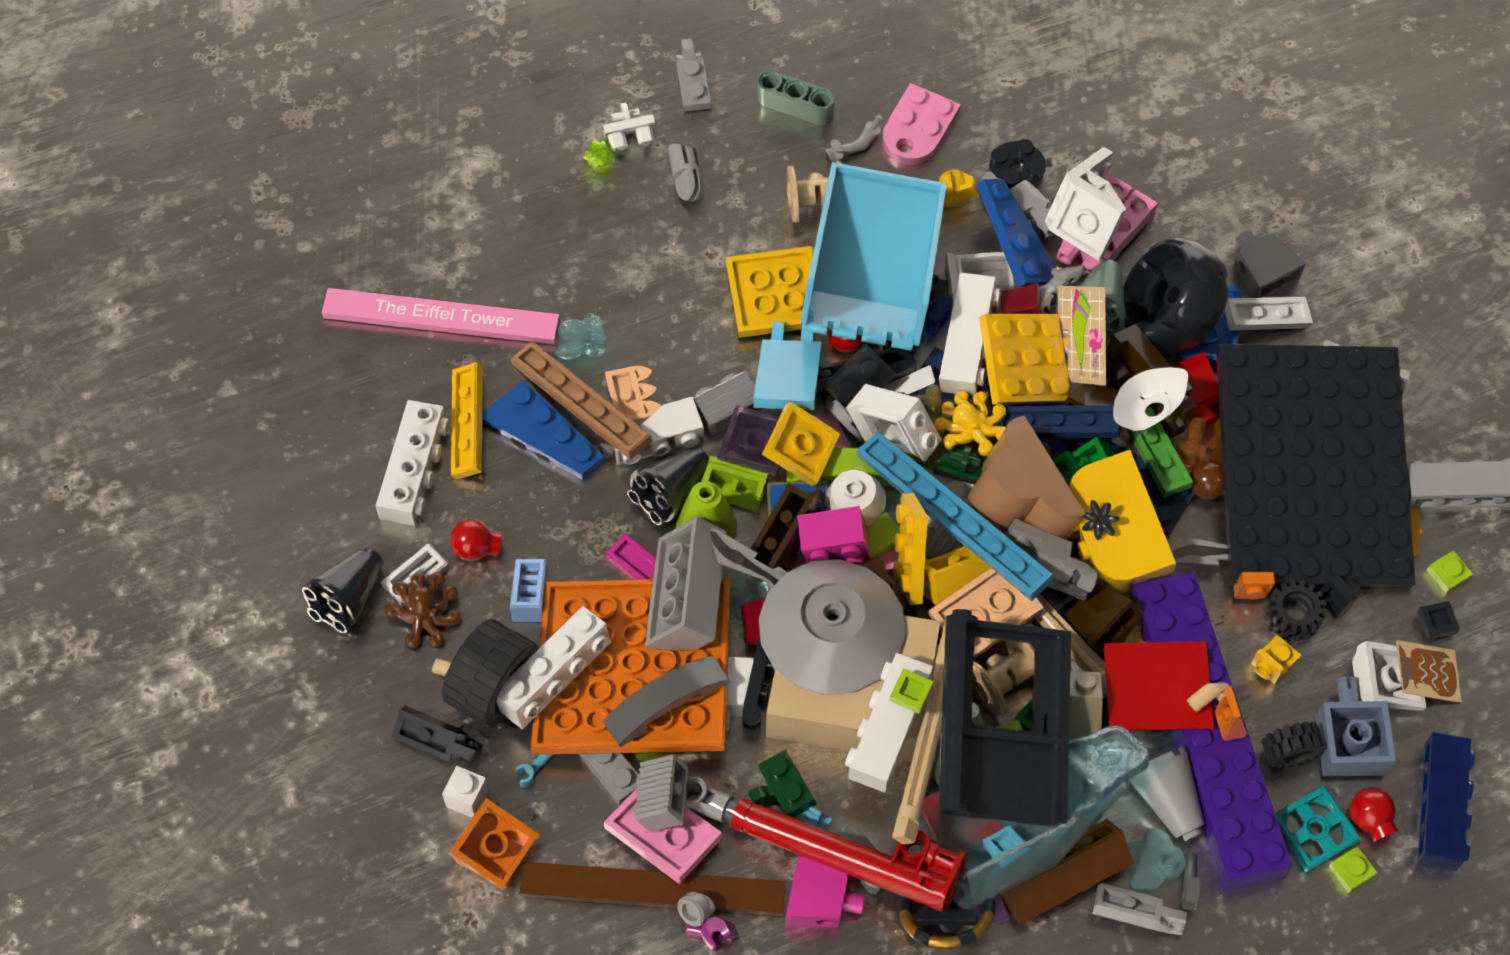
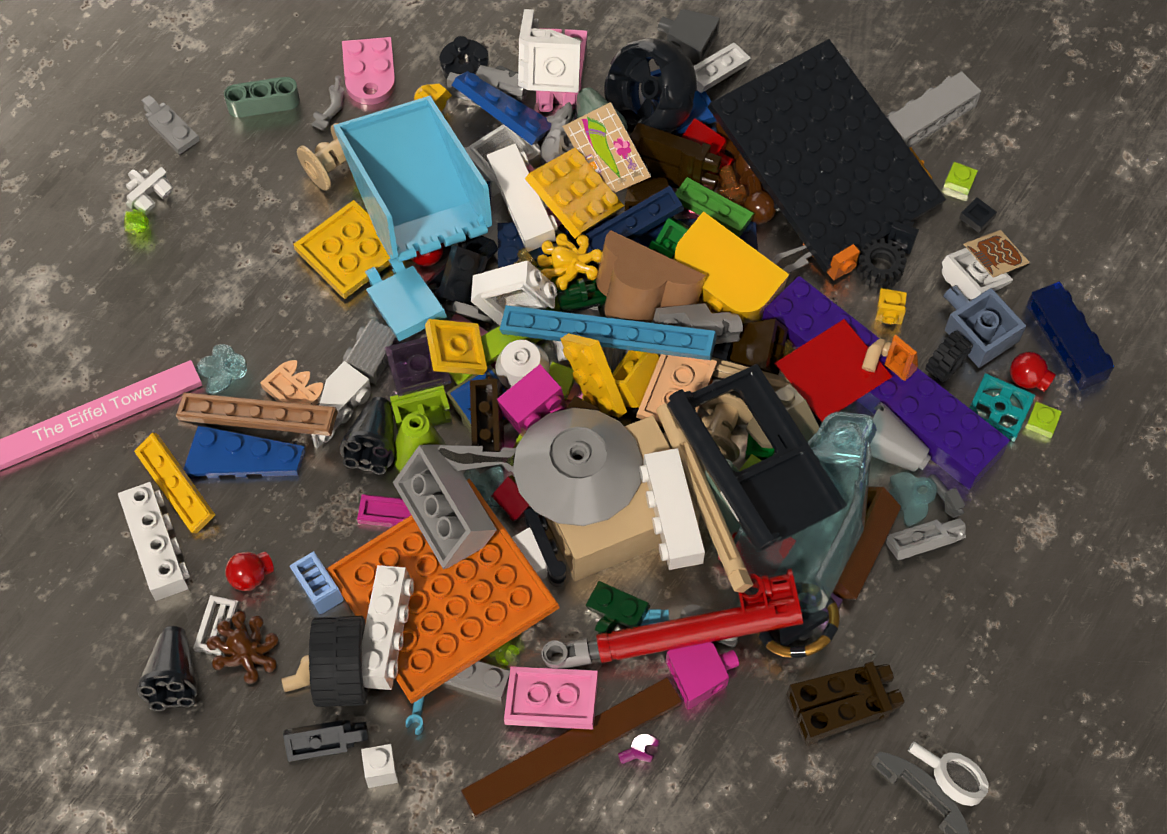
camera: 35 degrees left, 0 degrees up
(493, 844) = (428, 791): orange slope -> none
(661, 792) = (534, 669): light grey brick -> none
(663, 695) = (486, 597): dark grey slope -> none
(686, 171) = (216, 197): light grey arm -> none
(695, 908) = (618, 739): light grey tile -> none
(911, 691) = (678, 474): lime plate -> none
(913, 381) = (501, 255): white sticker -> none
(1002, 841) = (809, 549): medium azure tile -> none
(1021, 300) = (543, 151): dark red tile -> none
(1095, 521) = (717, 278): black plant -> none
(1151, 385) = (683, 160): white piece -> none

